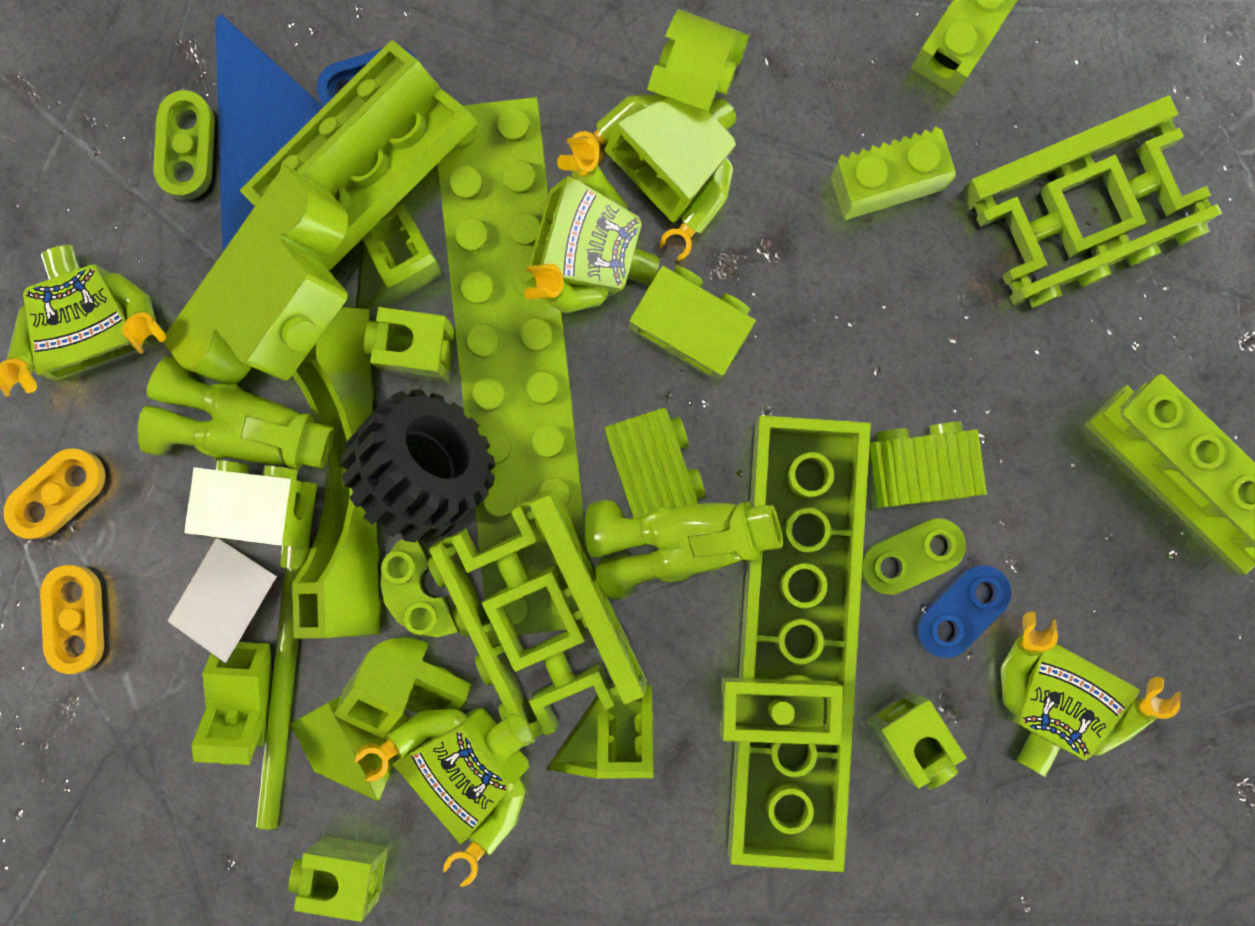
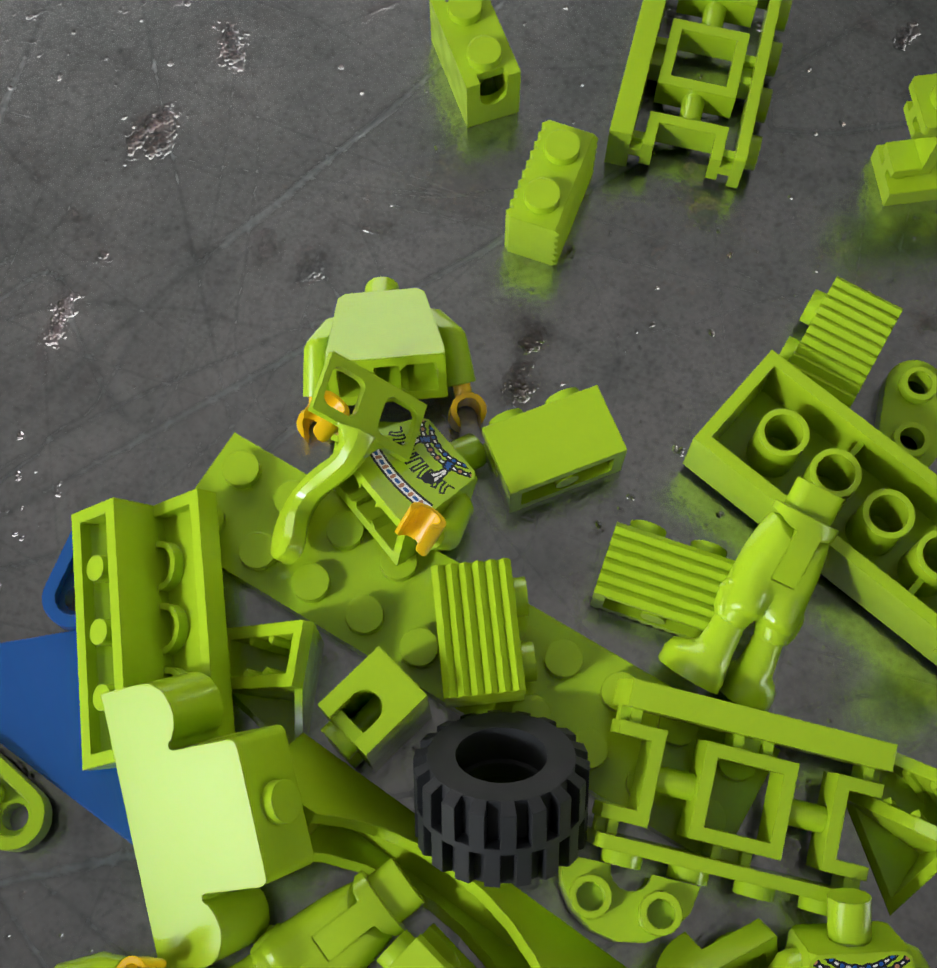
camera: 55 degrees left, 15 degrees down
(516, 373) = (480, 632): none -> lime brick
(574, 191) = (356, 441): none -> lime piece
(697, 60) = (323, 266): lime cylinder -> none

